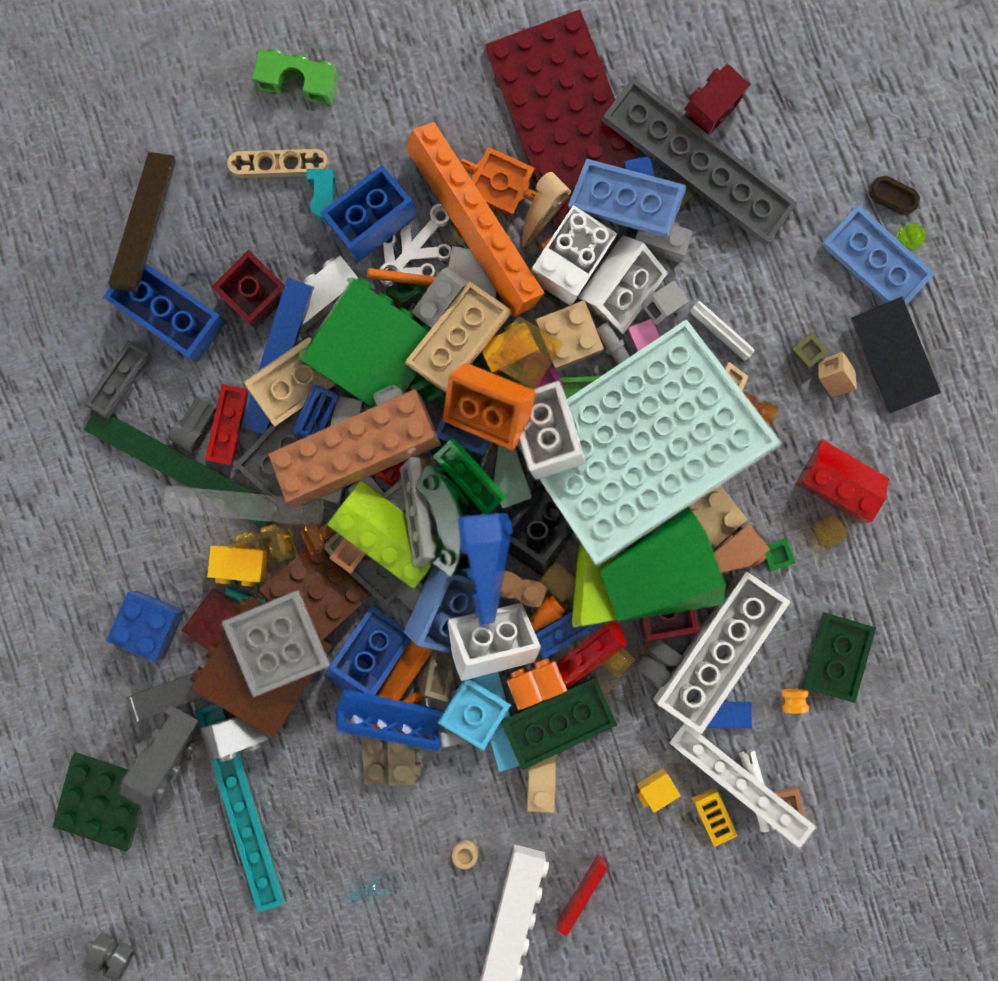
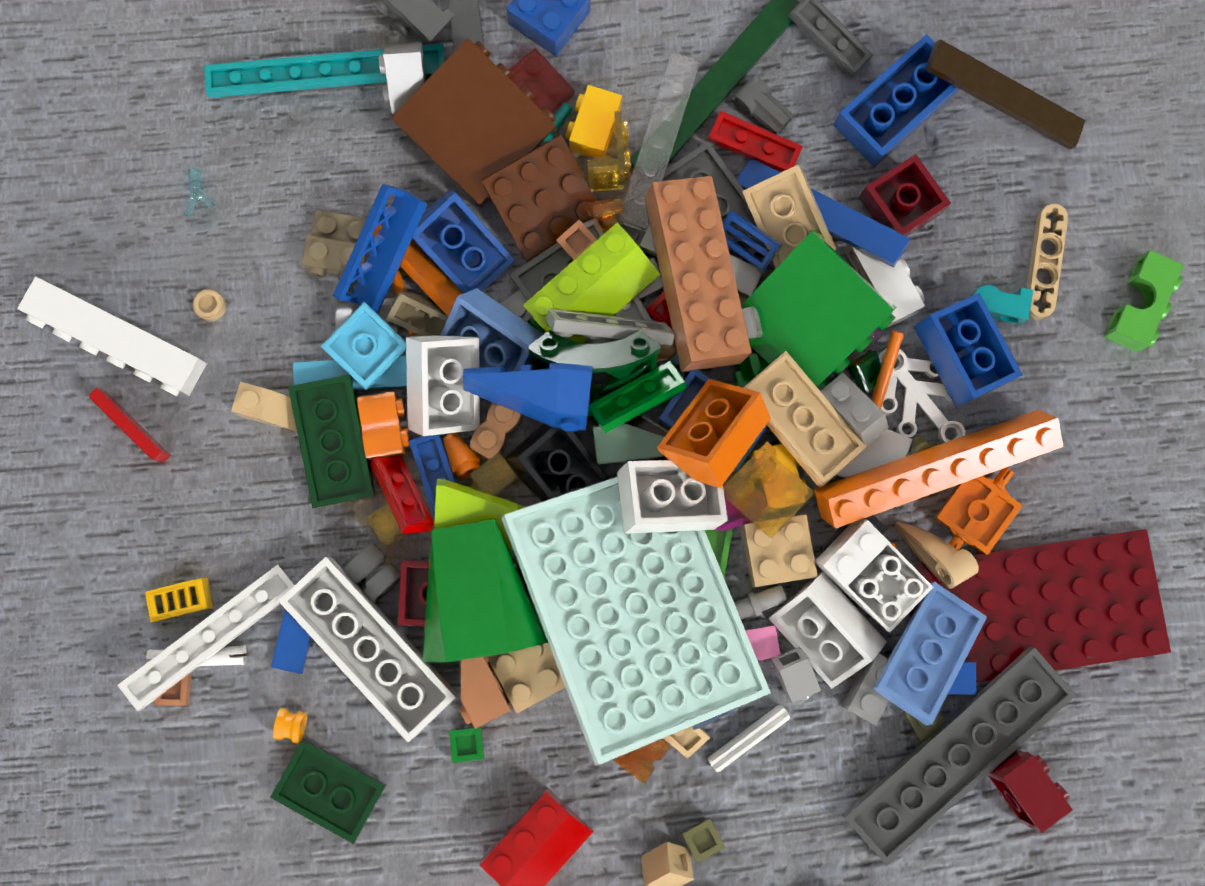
camera: 100 degrees right, 5 degrees down
(275, 643) = (496, 139): light grey plate -> none
(657, 790) = (226, 538): yellow brick -> none
(830, 531) = (481, 816): clear yellow tile -> none

